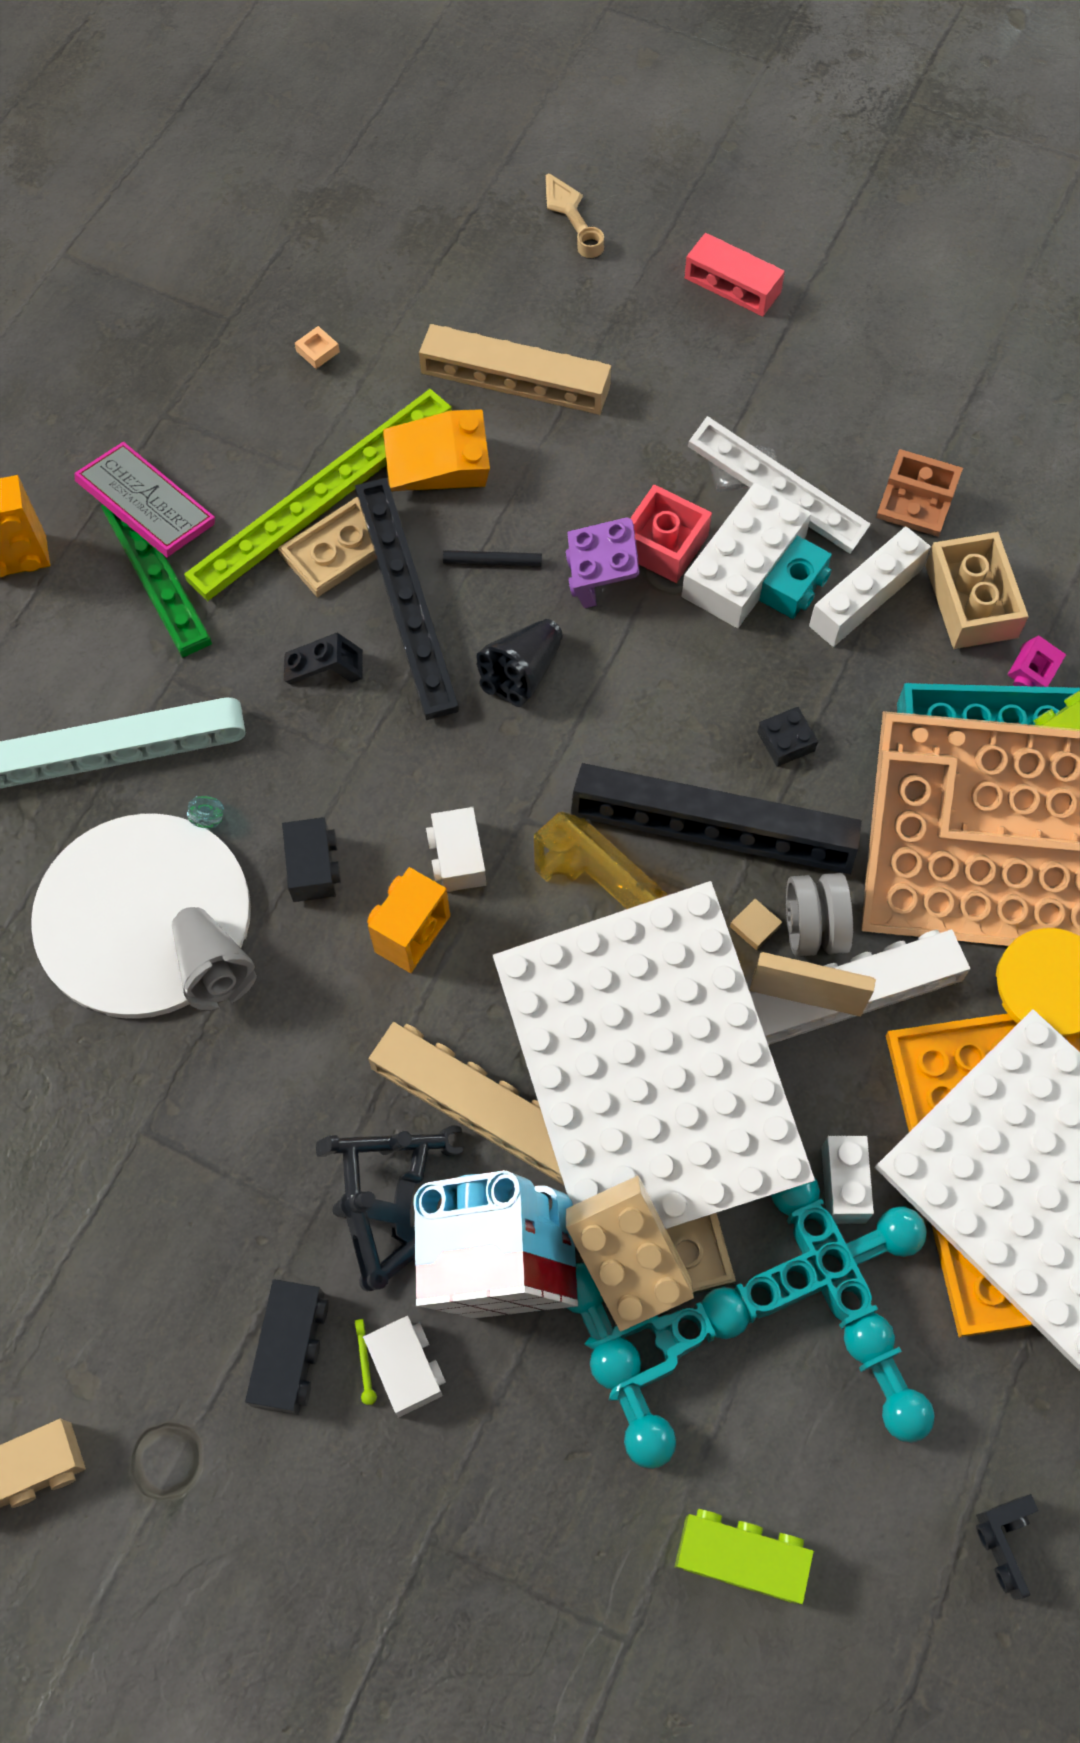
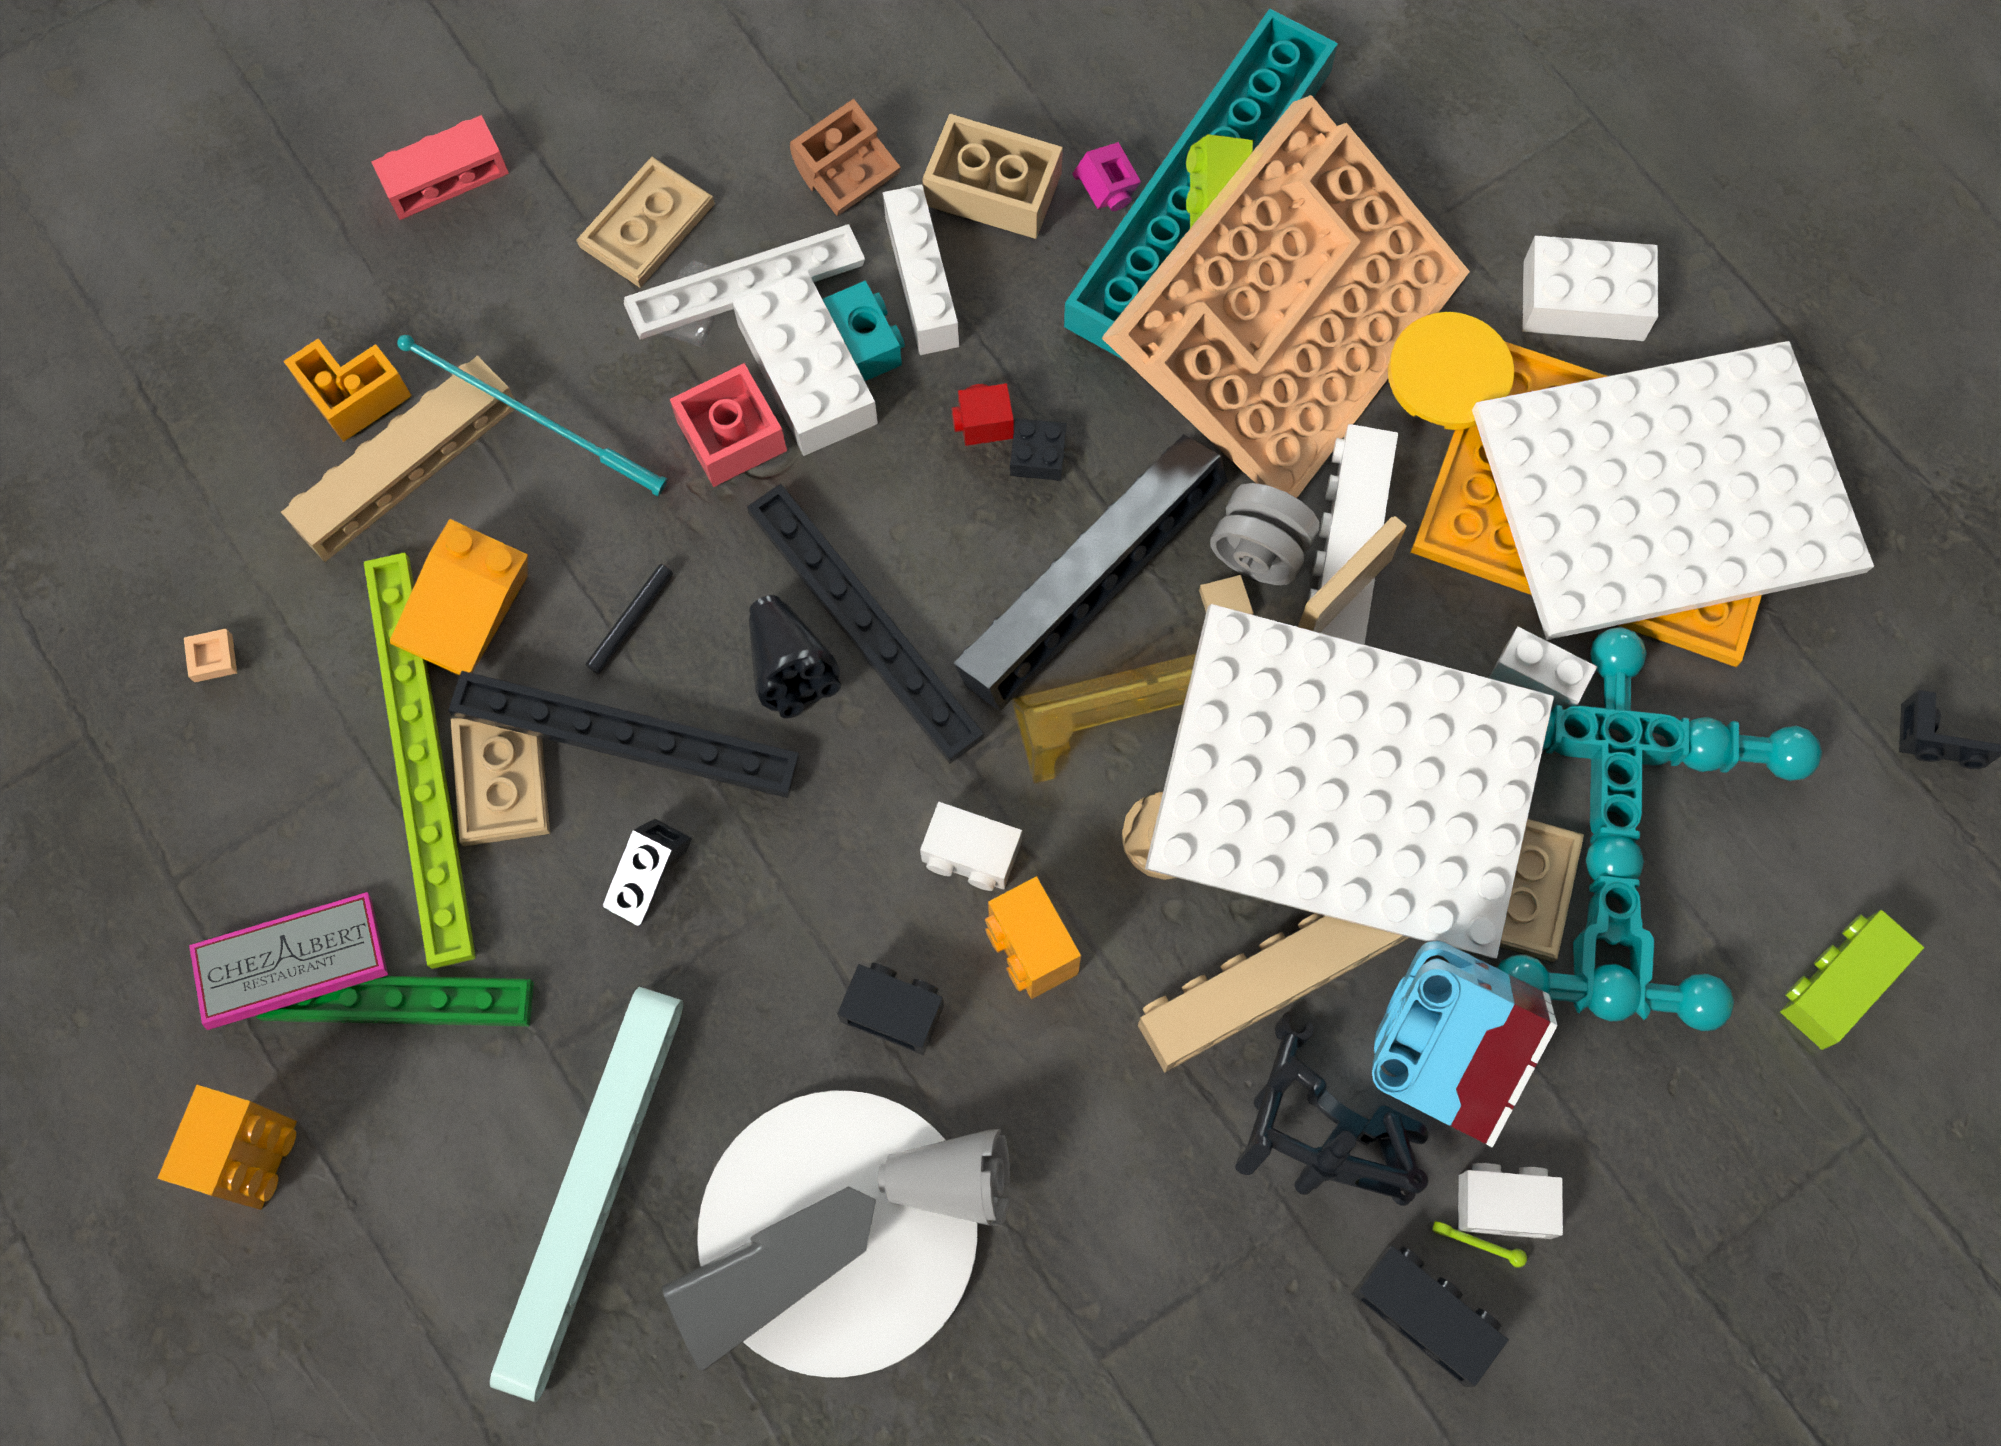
camera: 60 degrees left, 5 degrees up
(78, 877) = (759, 1281): none -> dark grey panel
(205, 812) = (755, 1096): clear light blue tile -> none
(538, 314) = (349, 394): none -> light orange brick
(566, 200) = (202, 278): tan piece -> none
(579, 699) = (866, 623): none -> black plate
(595, 479) = (607, 456): none -> teal piece
(601, 557) = (720, 503): medium lavender bracket -> none
(629, 1253) = (1530, 911): tan brick -> none
(785, 410) = (645, 221): none -> tan tile
(788, 684) = (984, 414): none -> red brick

